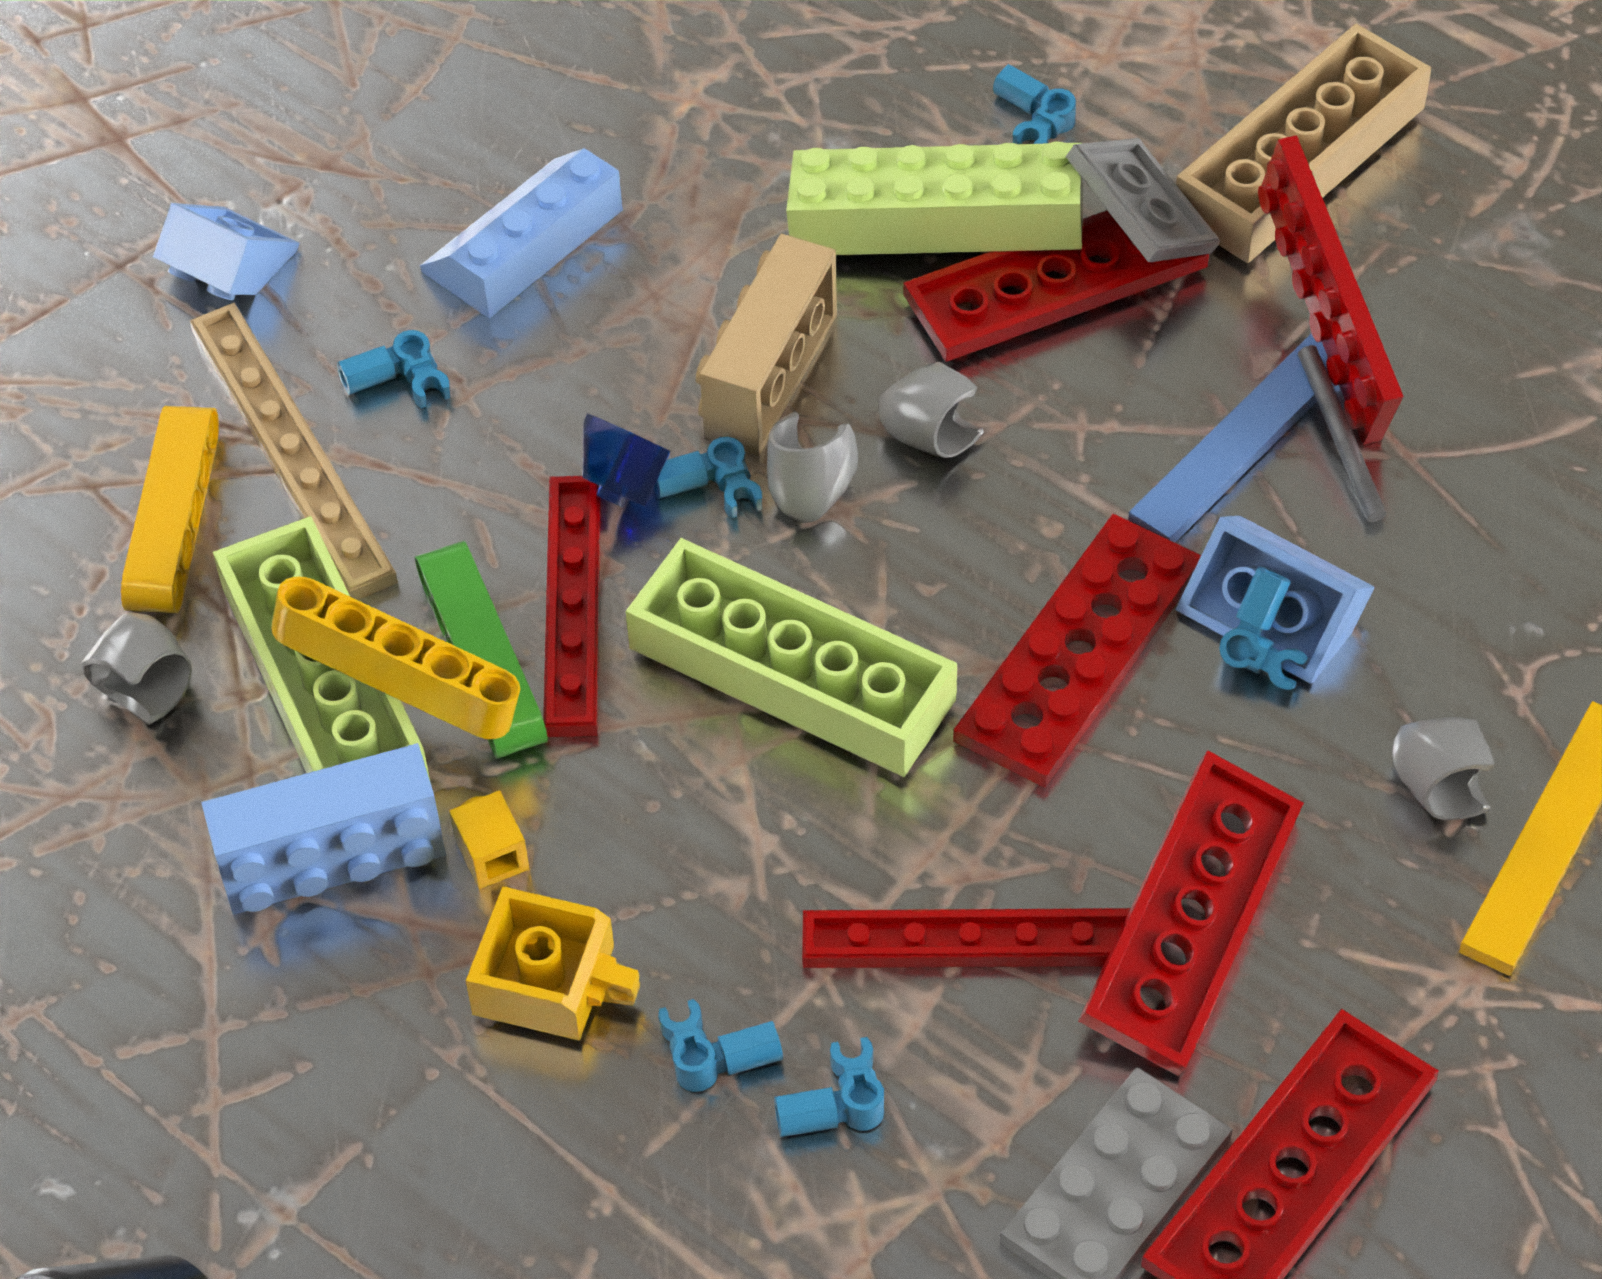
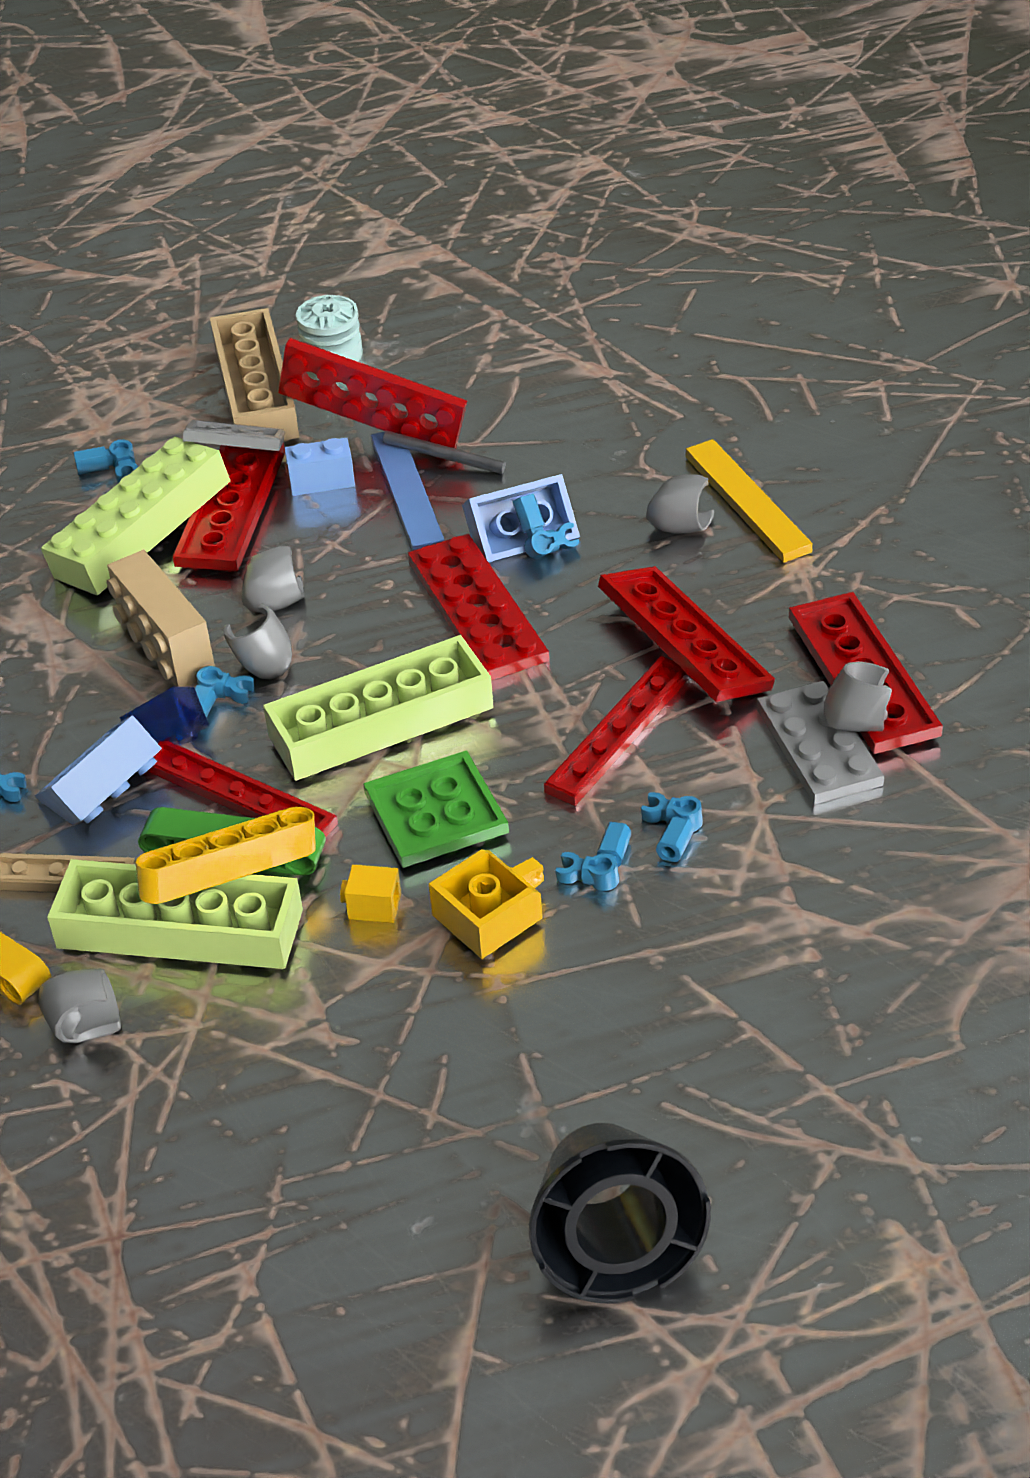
camera: 55 degrees left, 10 degrees down
(324, 829) = (302, 958): light blue brick -> none
(487, 453) = (100, 772): none -> light blue slope
(677, 820) = (435, 808): none -> bright green plate
(1178, 1189) = (858, 698): none -> light grey piece
(1200, 318) = (319, 466): none -> light blue slope
(1461, 161) = (331, 325): none -> light aqua wheel

